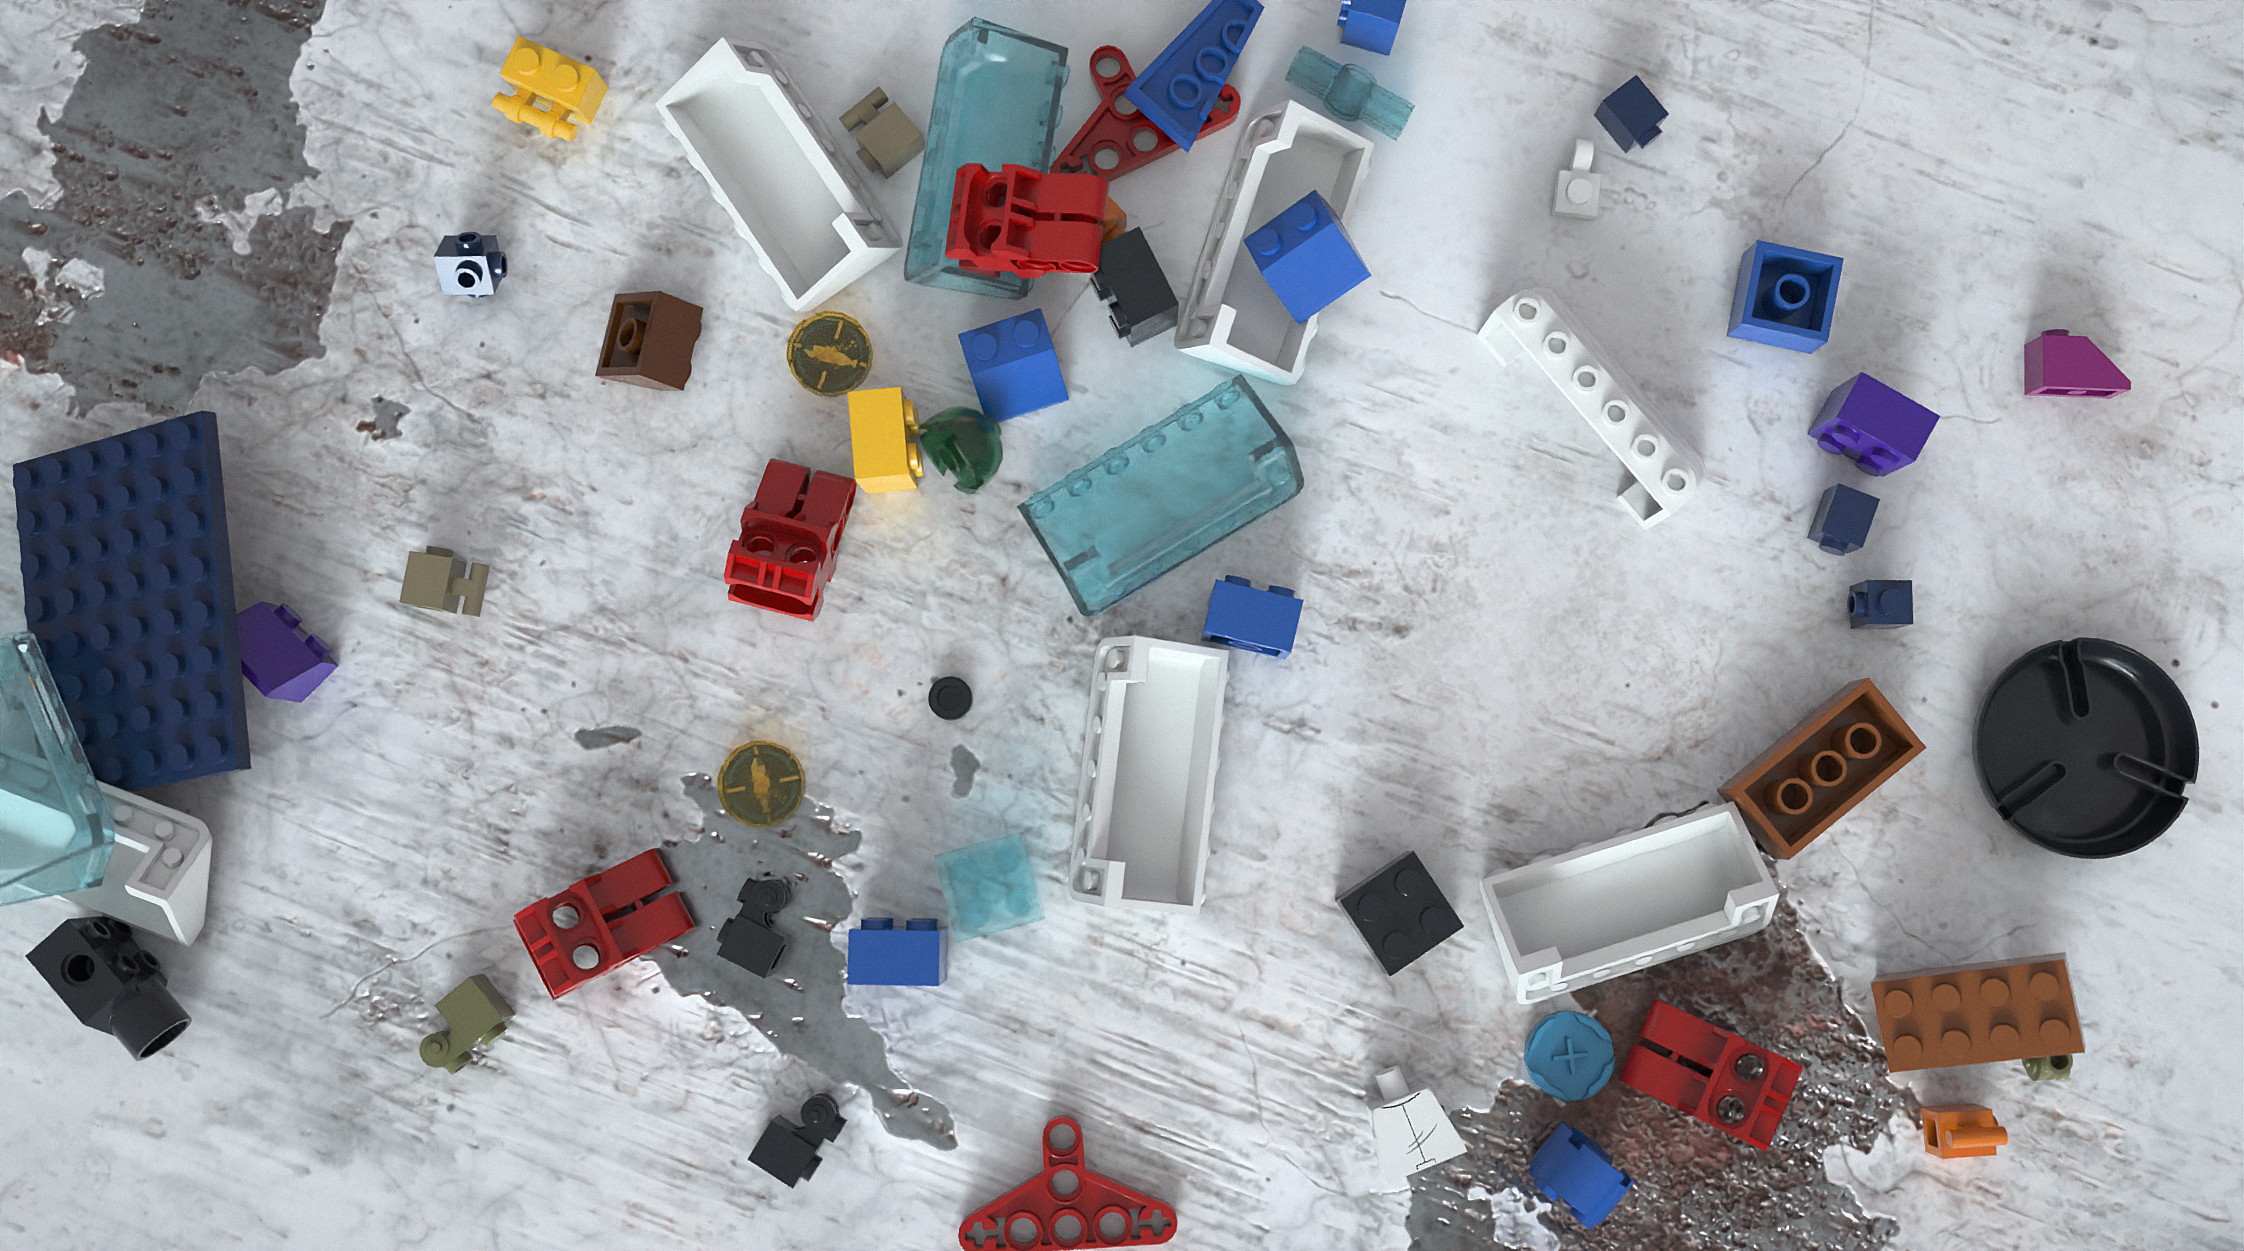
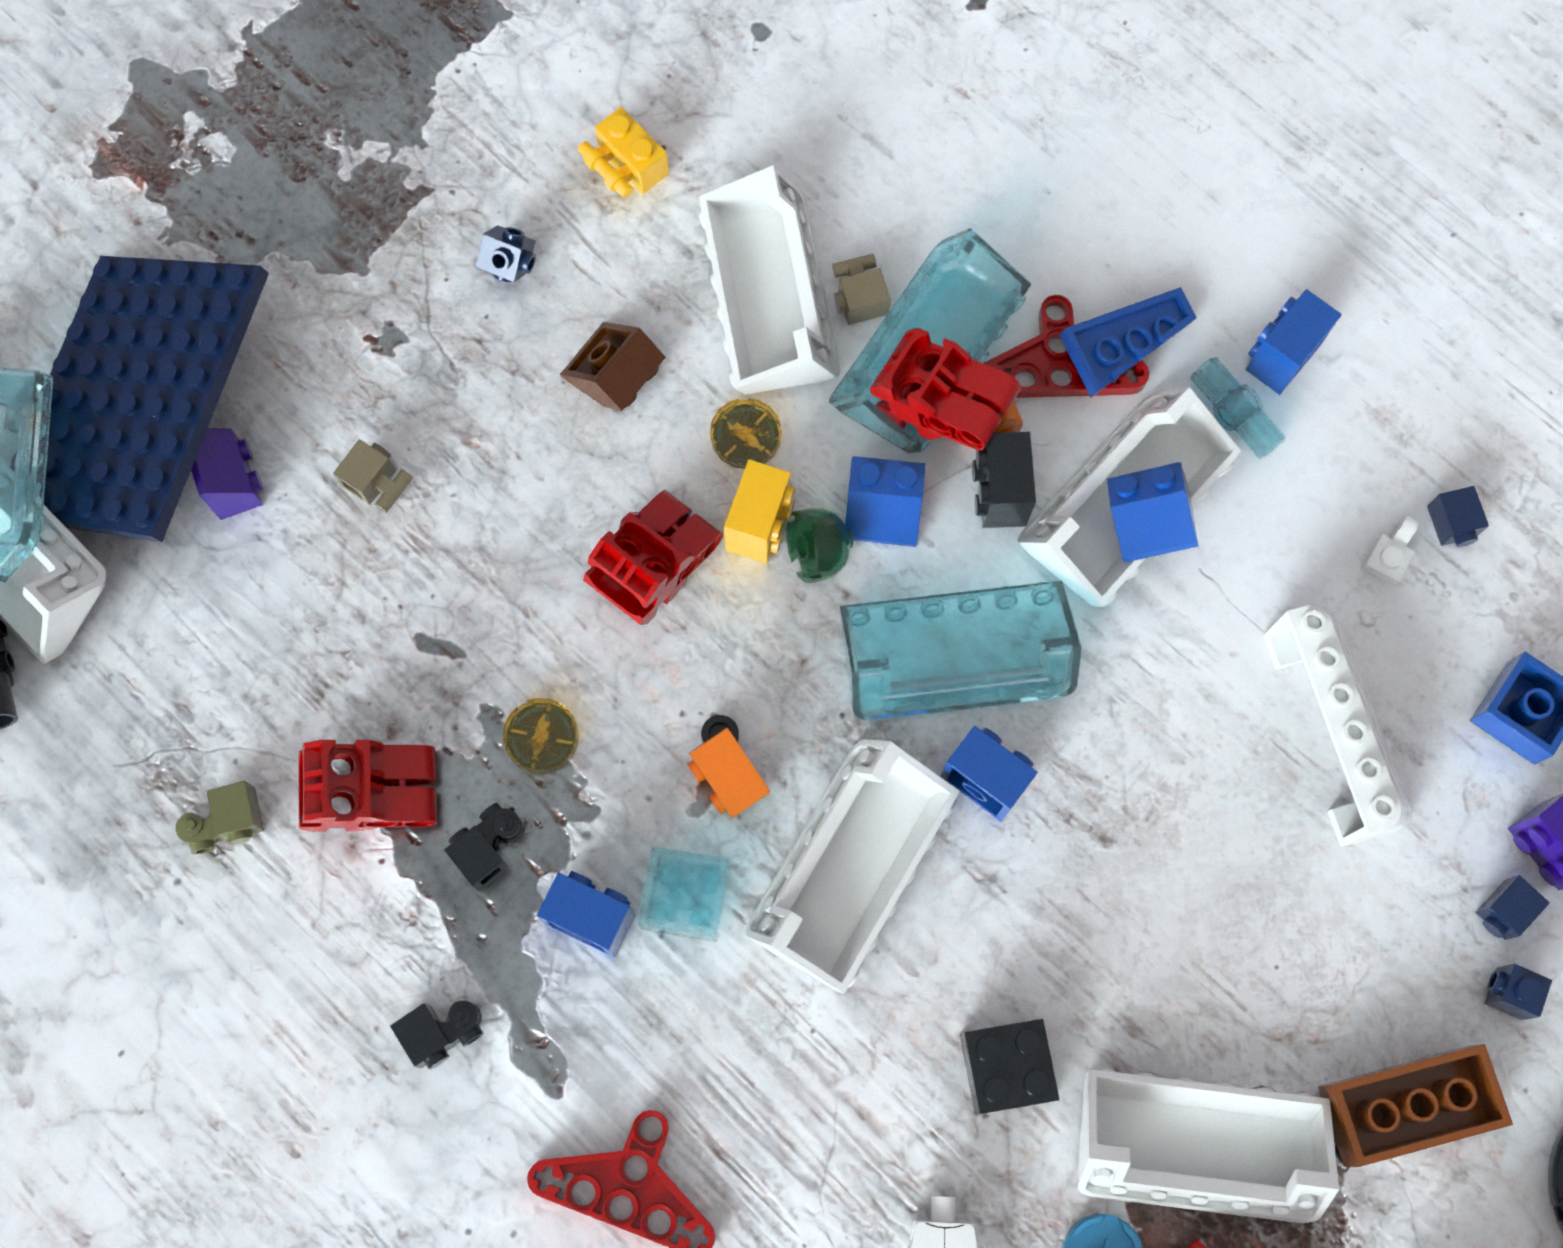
camera: 20 degrees right, 10 degrees down
(977, 739) = (728, 773): none -> orange brick

